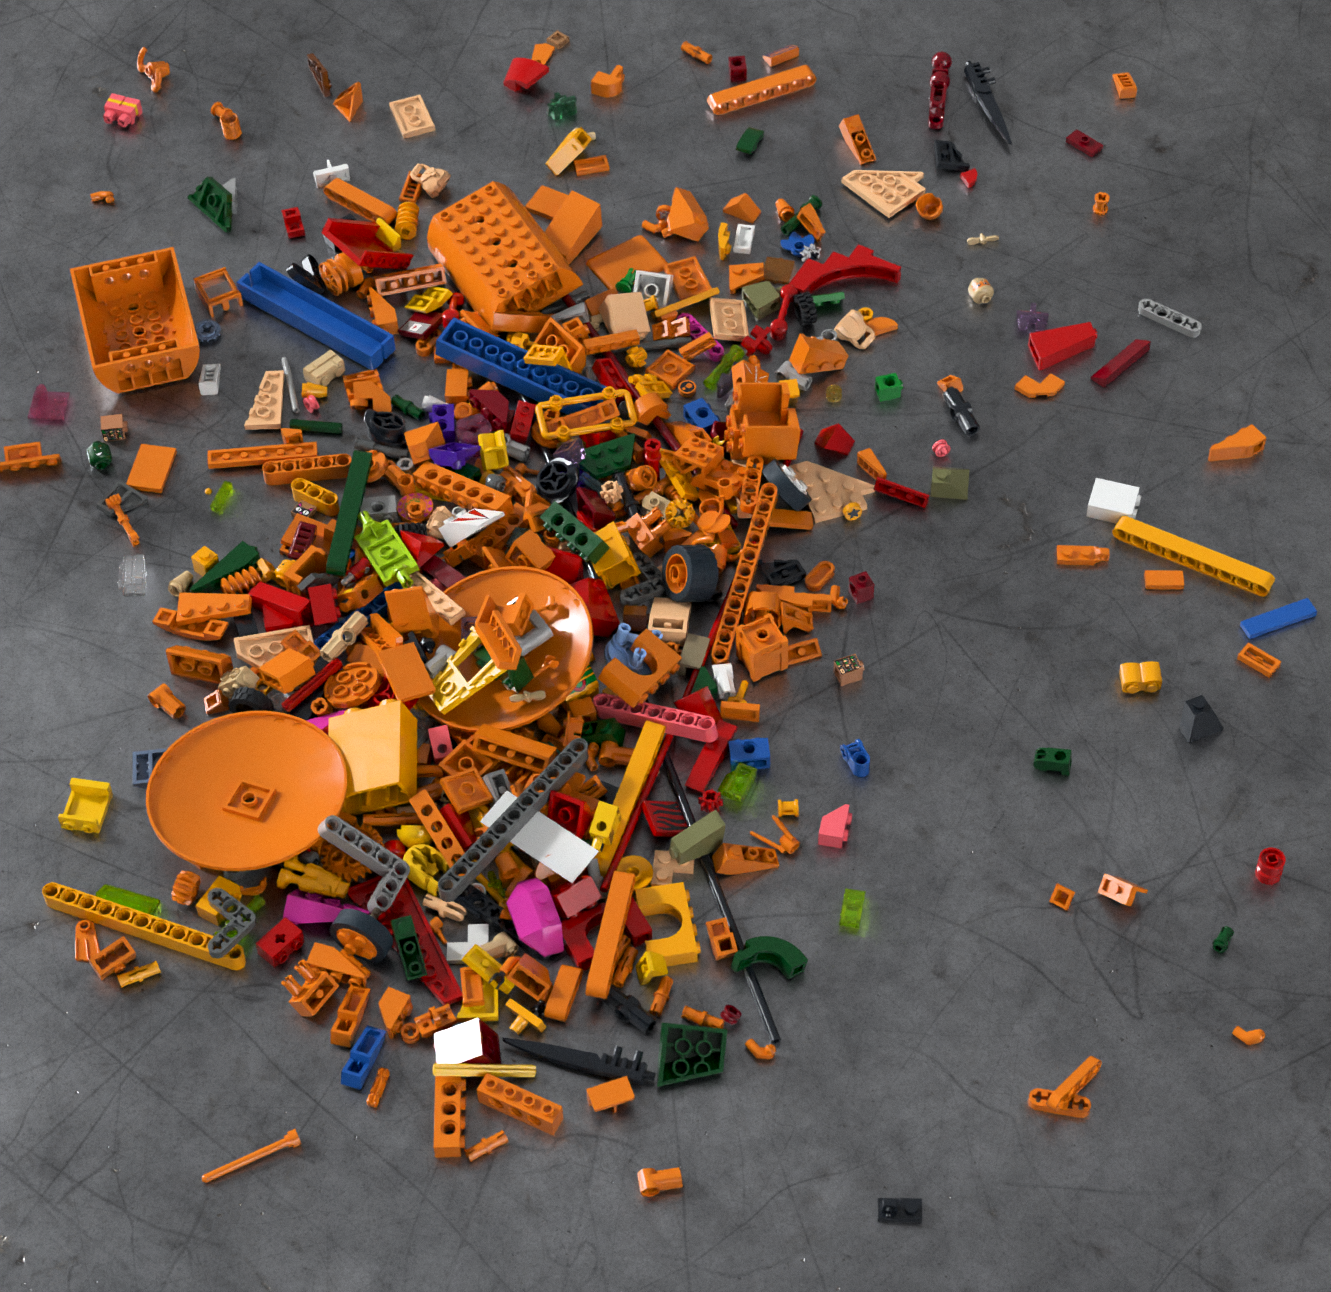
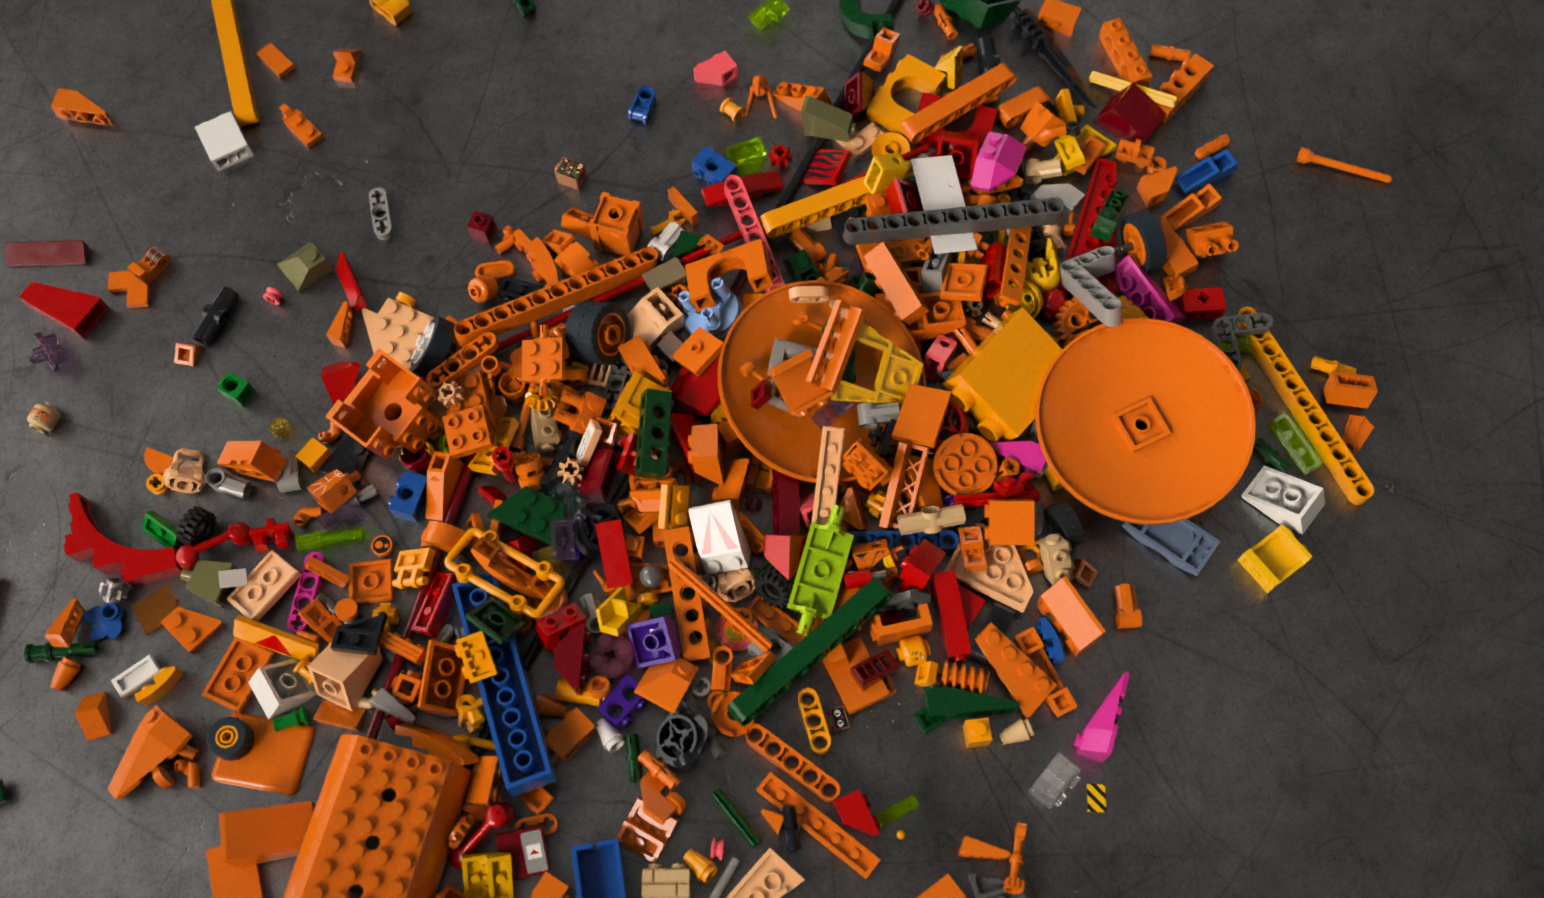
camera: 135 degrees left, 15 degrees up
(100, 592) = (1096, 798): none -> sticker
(107, 849) = (1285, 498): none -> white slope
(126, 616) = (1100, 733): none -> dark pink wedge
(138, 874) = (1272, 456): none -> dark green pin
(149, 512) = (978, 849): none -> orange slope
(206, 643) = (1048, 636): none -> blue slope
(243, 474) = (855, 813): none -> red slope
(275, 437) = (791, 827): none -> black axle
(306, 693) = (1010, 486): none -> red plate
(309, 930) = (1174, 287): none -> orange tile
(377, 481) = (753, 668): none -> orange wing
(384, 406) = (659, 769): none -> orange pin
(432, 492) = (720, 604): none -> orange axle
(463, 298) = (461, 831): none -> orange gear
(518, 513) = (673, 506): none -> light orange plate
(522, 588) = (760, 394): none -> dark red tile
(530, 471) = (614, 553): none -> red slope
(555, 379) = (496, 620): none -> dark green slope
(558, 672) = (808, 294): none -> light nougat beam
(605, 608) = (698, 351): none -> orange plate
(618, 512) = (588, 442): none -> light nougat tile
(629, 324) = (360, 636): none -> black wing
(638, 581) = (638, 358): none -> orange slope
(648, 248) = (237, 743): none -> black wheel
(663, 342) = (346, 609): none -> orange tile
(672, 669) = (715, 249): none -> orange tile
(698, 520) = (543, 360): none -> orange plate
(699, 886) = (858, 93): none -> dark red slope
(700, 703) = (716, 222): red slope -> none
(733, 460) = (446, 390): none -> light nougat gear
(748, 304) = (232, 578): none -> white sticker
(801, 419) = (329, 436): none -> orange arm
(808, 552) = (483, 288): none -> orange head
(939, 541) = (375, 208): none -> light grey beam
(1044, 402) = (150, 265): none -> orange leg
(1113, 617) = (346, 64): none -> orange slope

